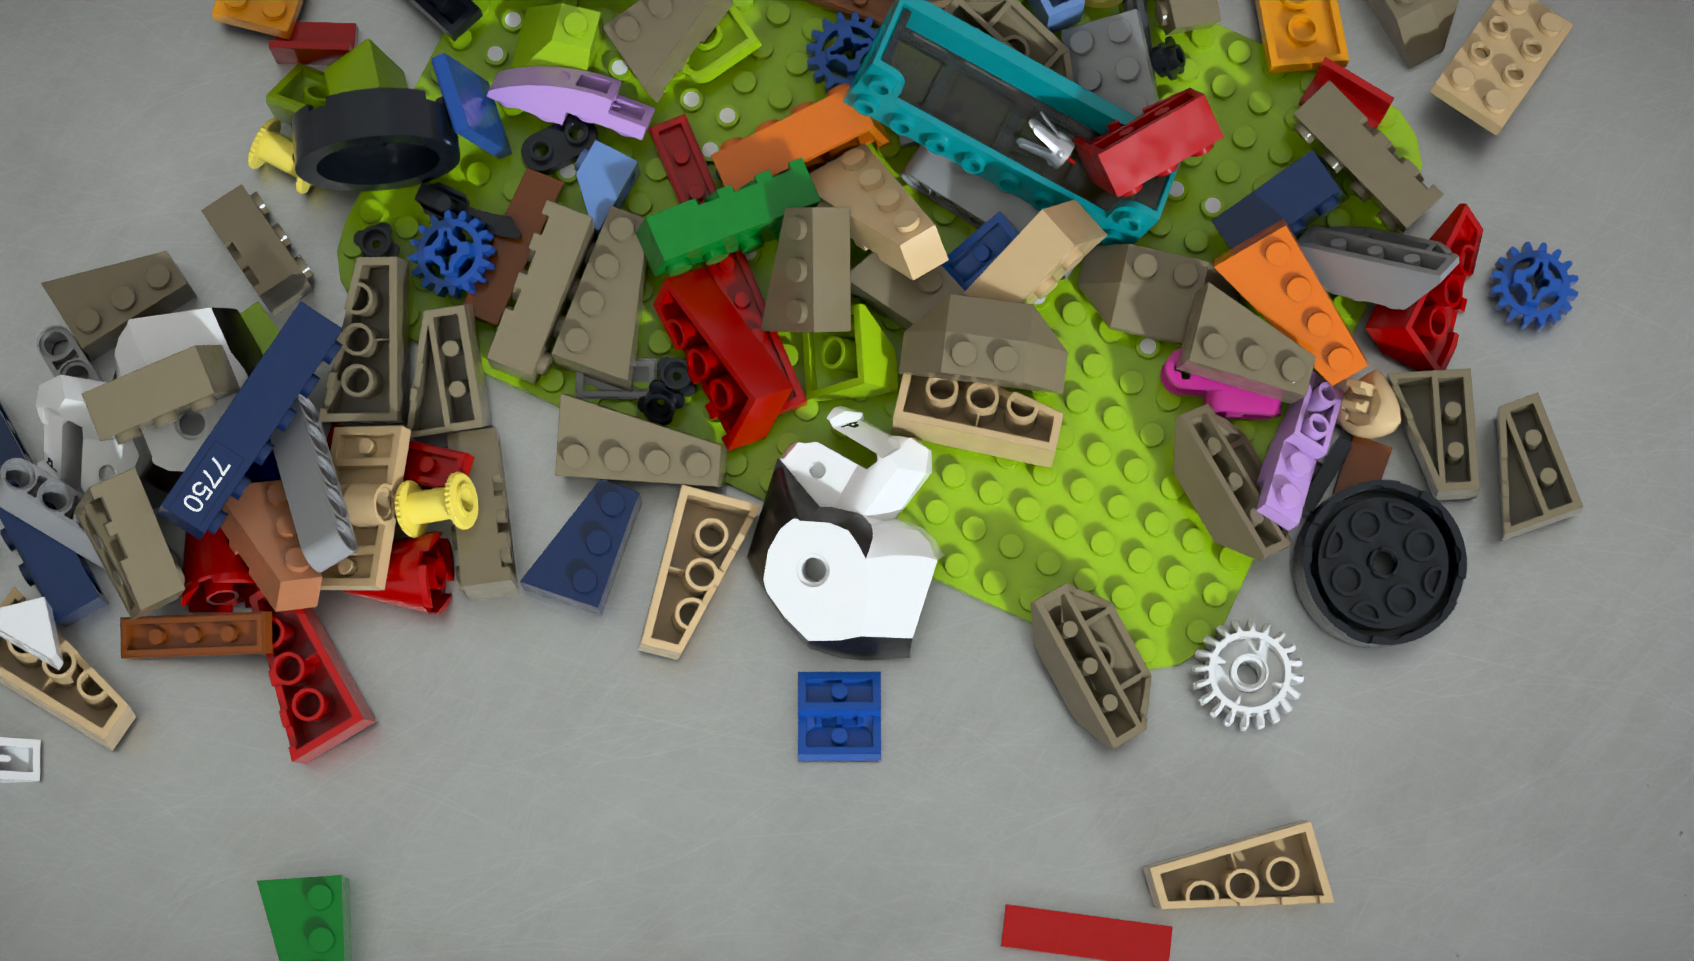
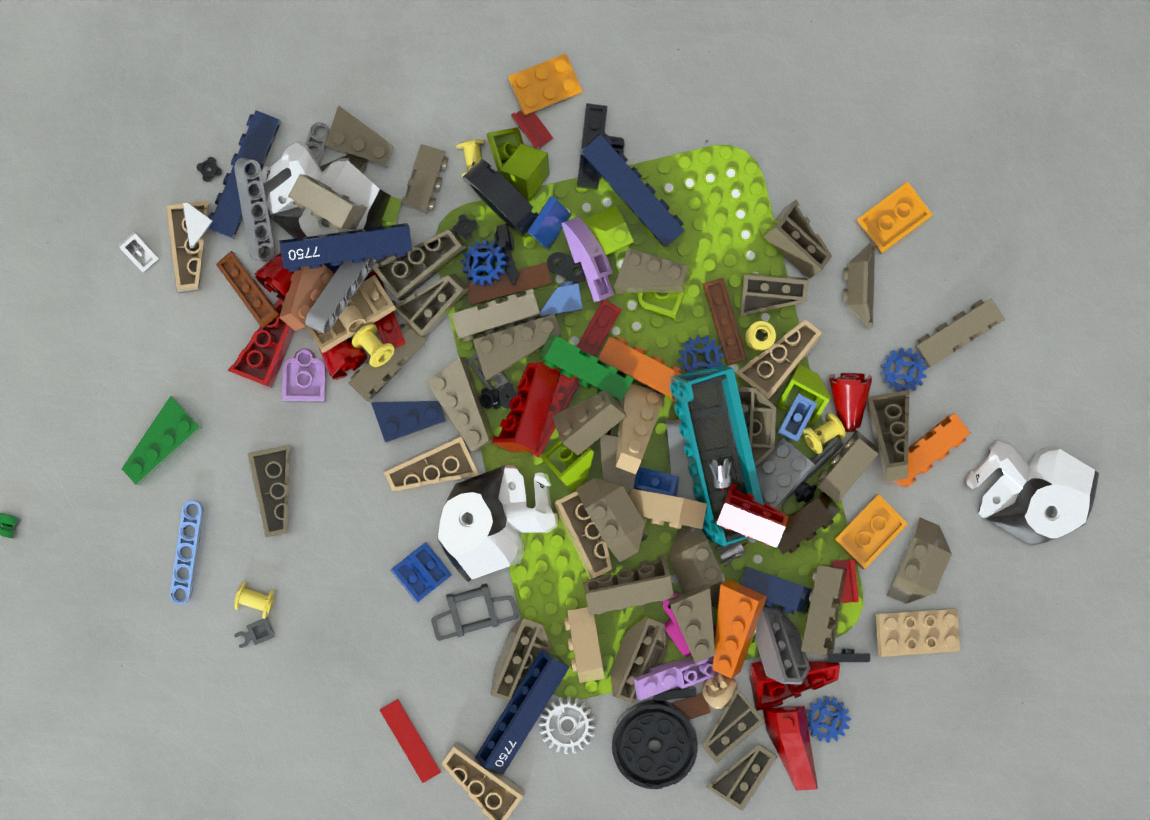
camera: 50 degrees right, 10 degrees up
(130, 543) = (259, 237): dark tan wedge -> none
(402, 660) = (303, 378): none -> lavender plate
(525, 838) = (271, 486): none -> dark tan wedge
(999, 664) = (462, 629): none -> dark grey bar
(1112, 407) = (629, 587): none -> dark tan wedge
(1147, 547) = (585, 645): none -> tan wedge
(1175, 224) = (732, 550): none -> flat silver piece
(1176, 724) = (522, 712): none -> dark blue brick
(1215, 71) = (806, 521): none -> dark brown wedge
(1460, 184) = (848, 656): none -> black plate
(1521, 359) = (792, 741): none -> red wedge

